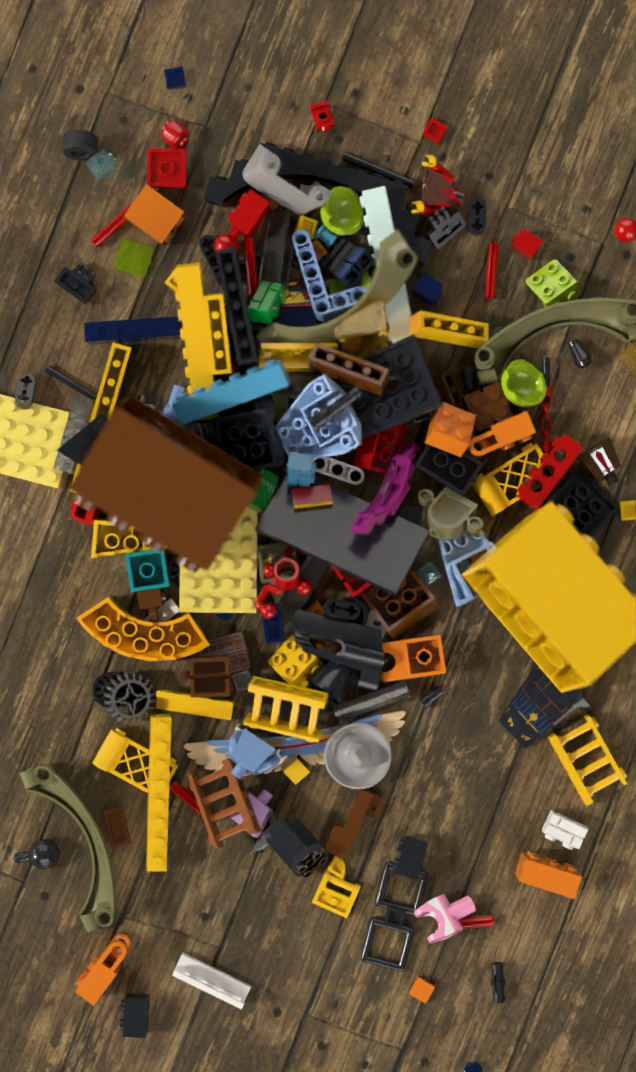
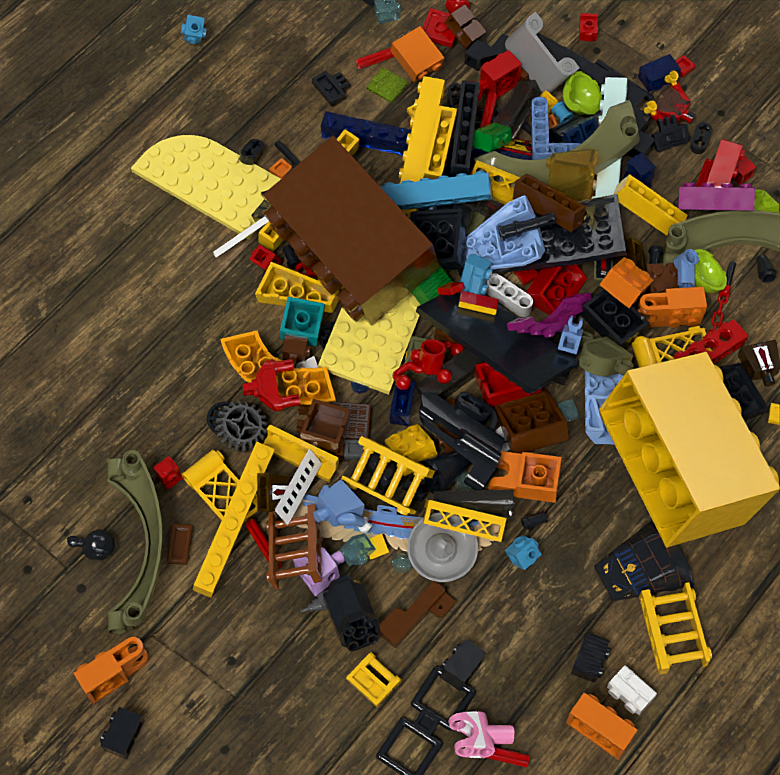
camera: 20 degrees right, 25 degrees down
(56, 491) = (241, 236): none -> white sticker
(62, 398) = (280, 168): none -> orange tile
(79, 765) = (168, 473): none -> red brick
(139, 656) = (266, 386): none -> red connector
(188, 757) = (270, 490): none -> dark brown torso
(193, 164) = (464, 26): none -> reddish brown piece
(206, 744) = (298, 486): none -> white sticker
(211, 980) = (215, 724): white fence -> none
(280, 490) = (451, 288): none -> red tile
(281, 783) = (357, 550): none -> clear light blue brick
(322, 776) = (401, 563): none -> clear light blue piece
(337, 867) = (384, 654): yellow tile -> none
(369, 718) = (462, 512): none -> yellow fence
(413, 151) = (653, 74): none -> clear blue brick
(414, 510) = (571, 336): none -> medium blue brick
(432, 734) = (523, 552): none -> dark azure brick
(504, 395) = (685, 265): none -> medium blue piece
(512, 261) = (725, 162): none -> brick
(514, 302) = (716, 197): none -> magenta brick
(520, 811) = (590, 657): none -> black brick

